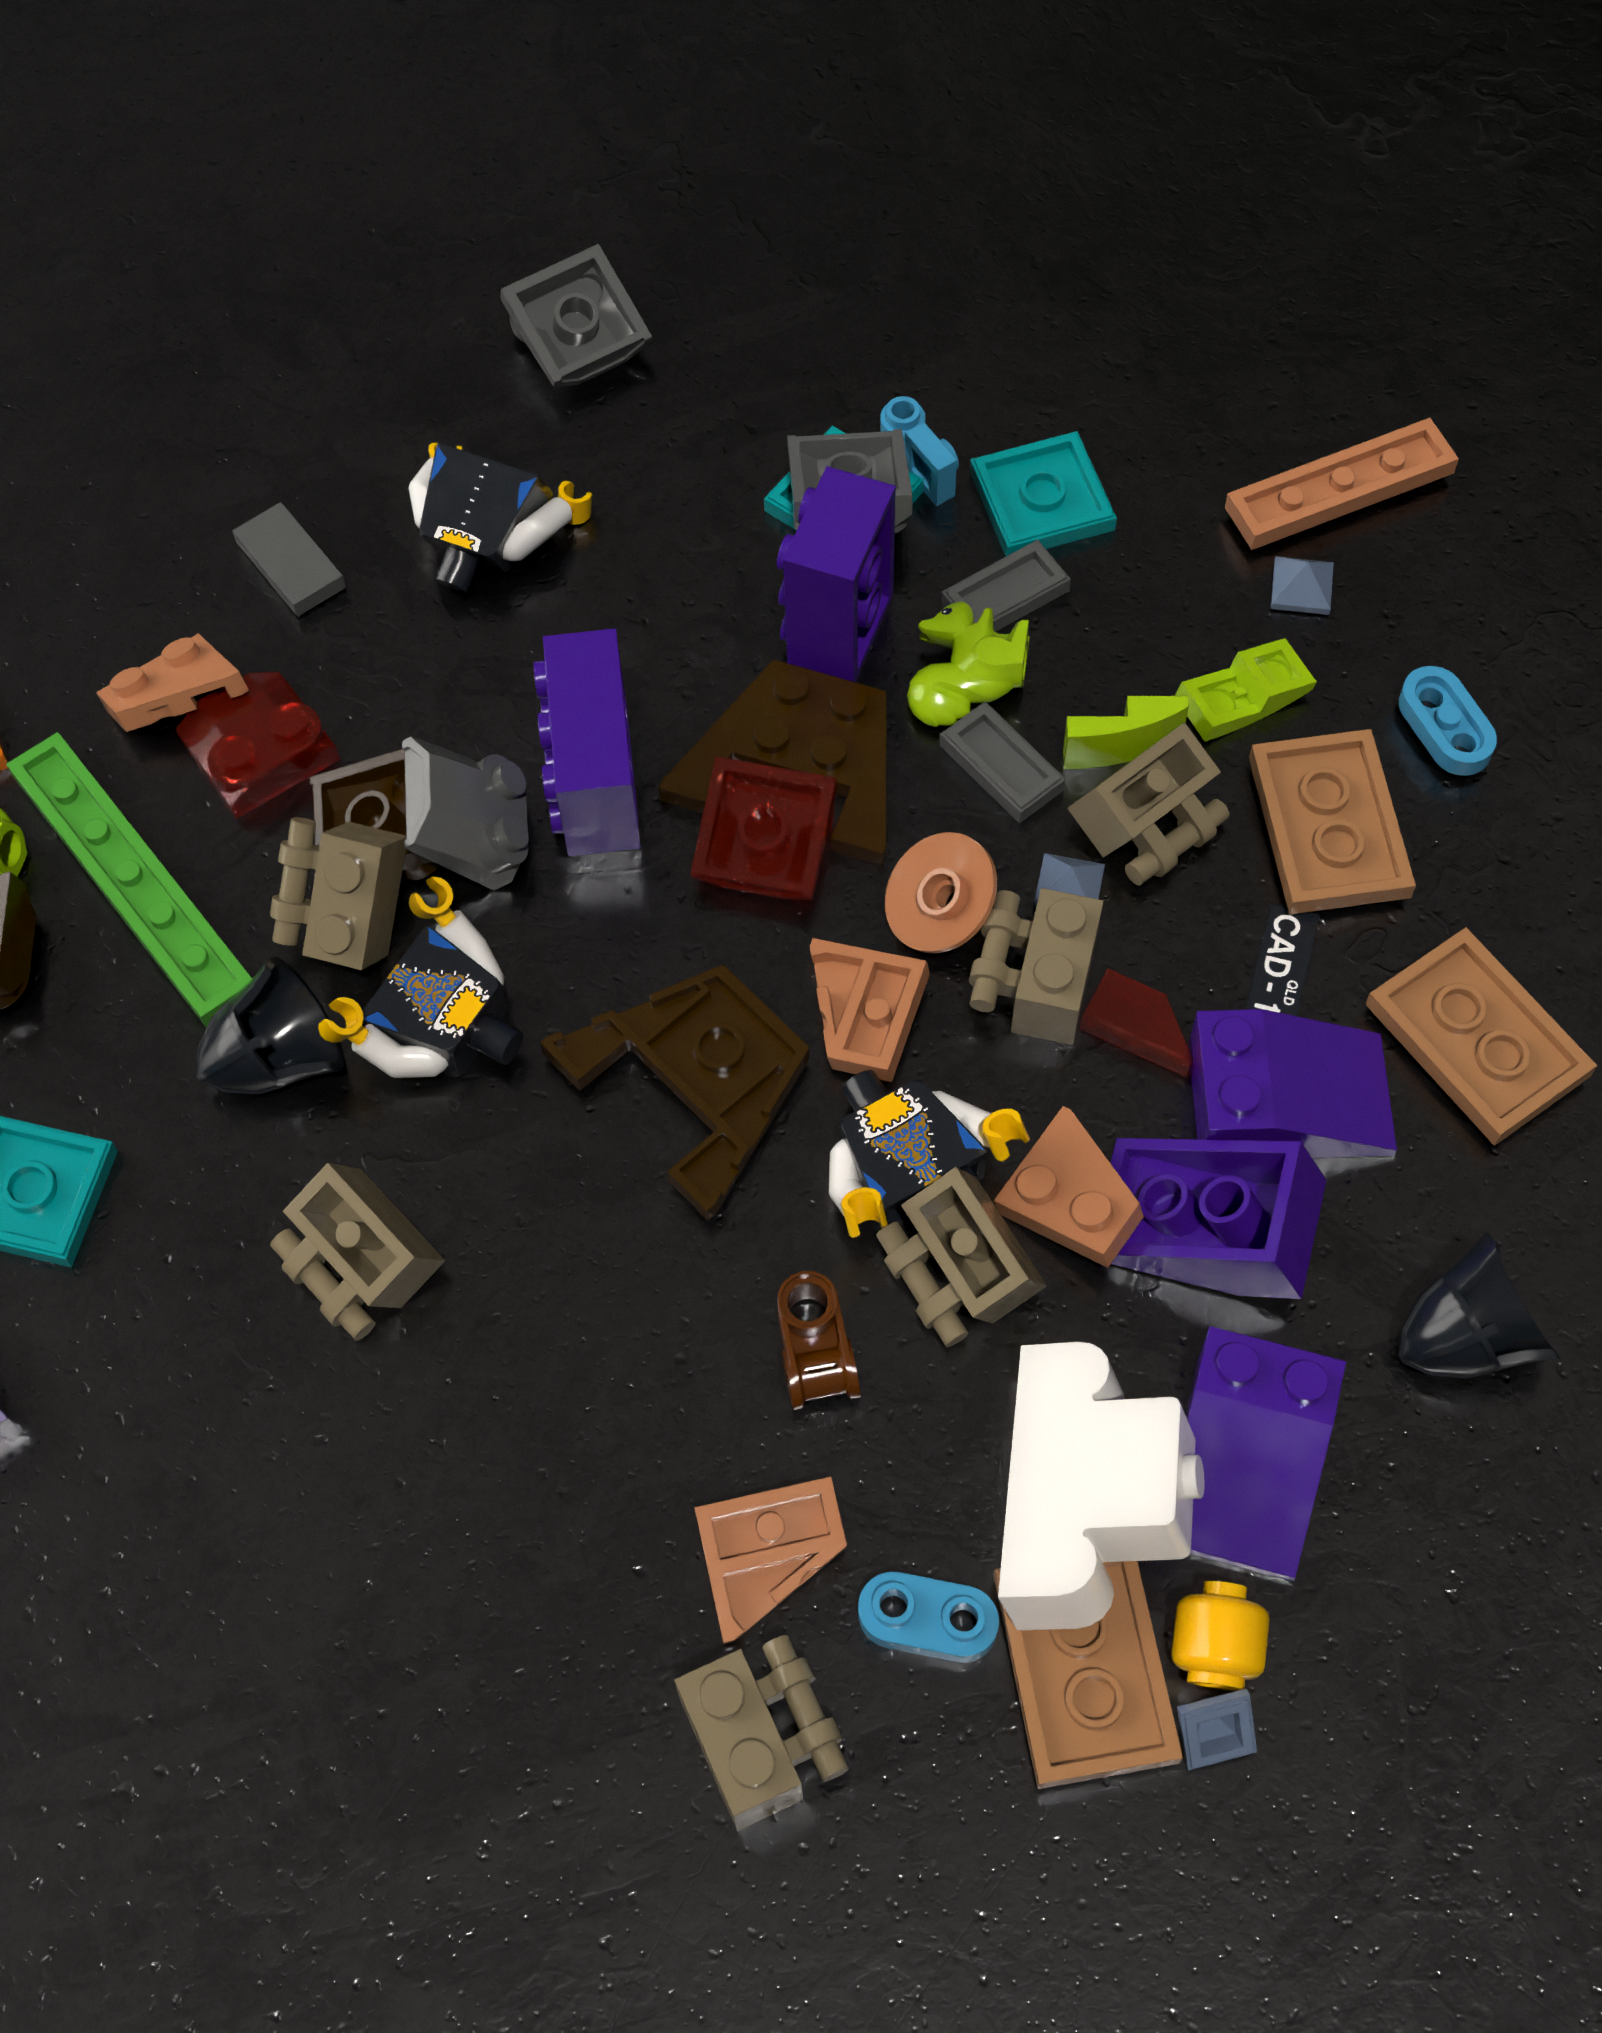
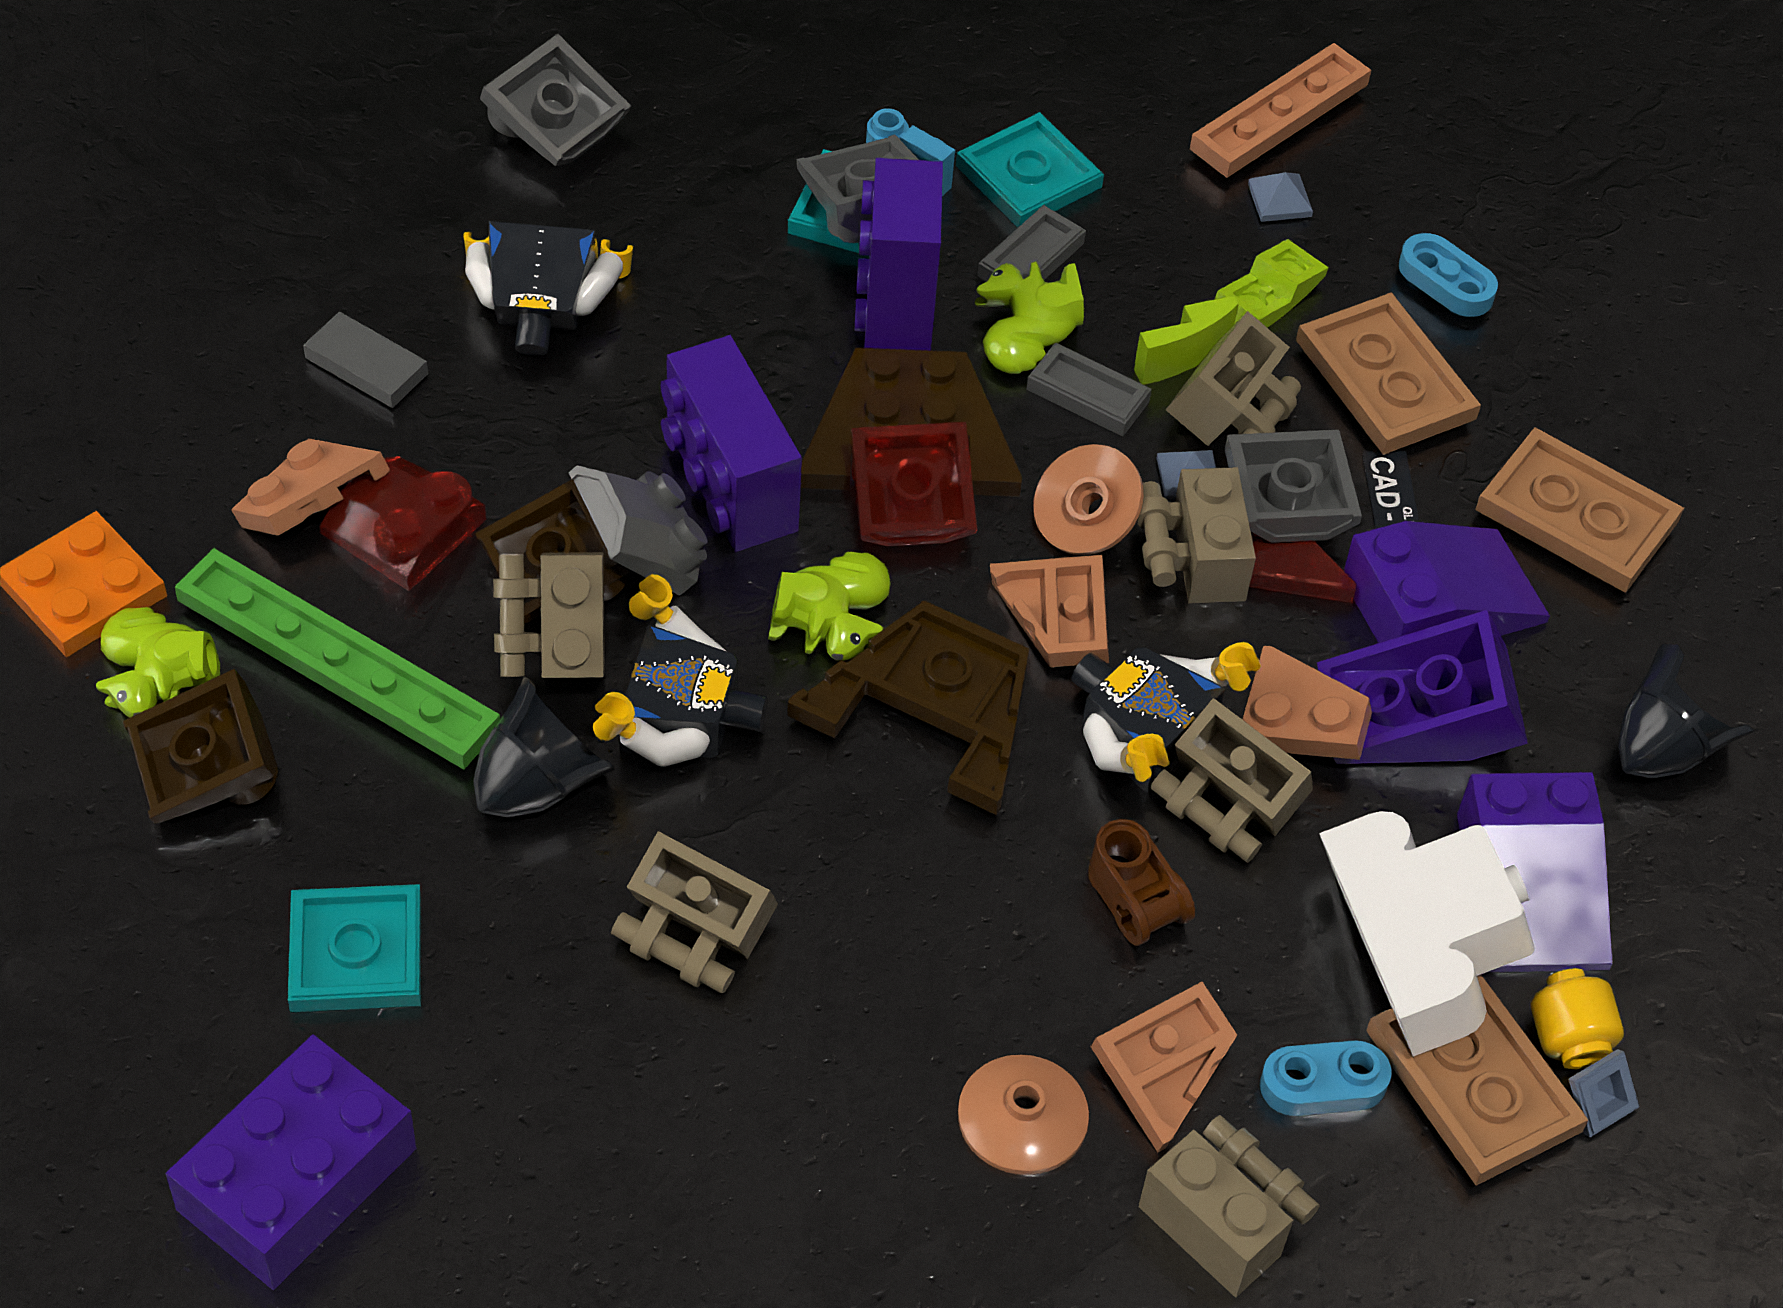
camera: 25 degrees left, 10 degrees down
(608, 1593) = (1017, 1137): none -> nougat dish
(621, 933) = (820, 602): none -> lime animal
(1163, 931) = (1295, 484): none -> dark grey slope

